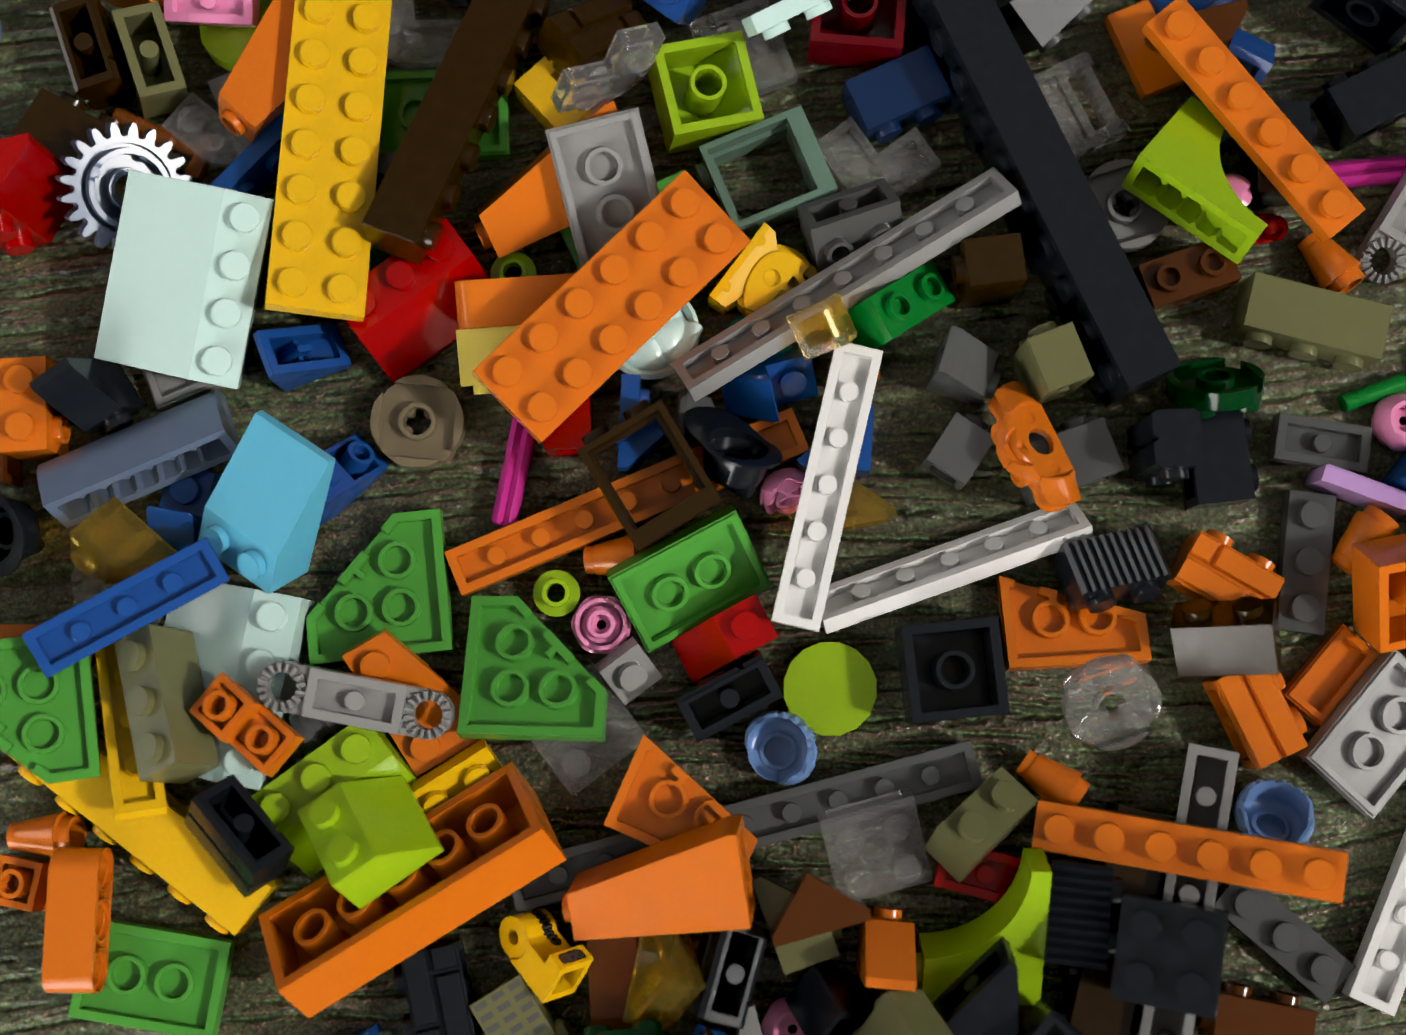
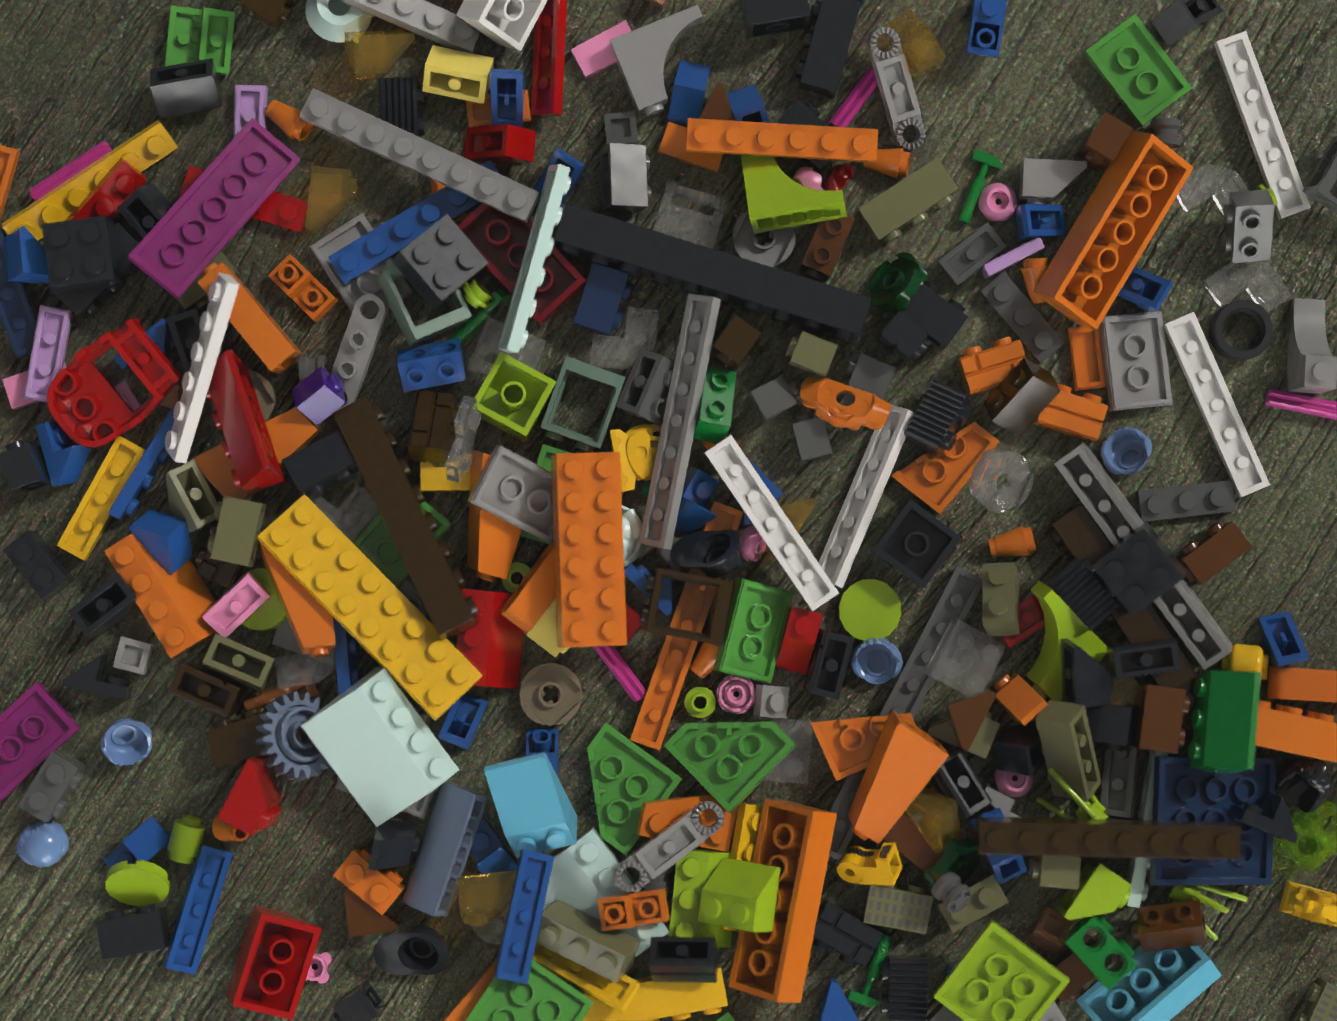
camera: 45 degrees left, 5 degrees up
(822, 326) = (693, 454): clear yellow slope -> none
(1191, 850) = (1101, 513): orange plate -> none

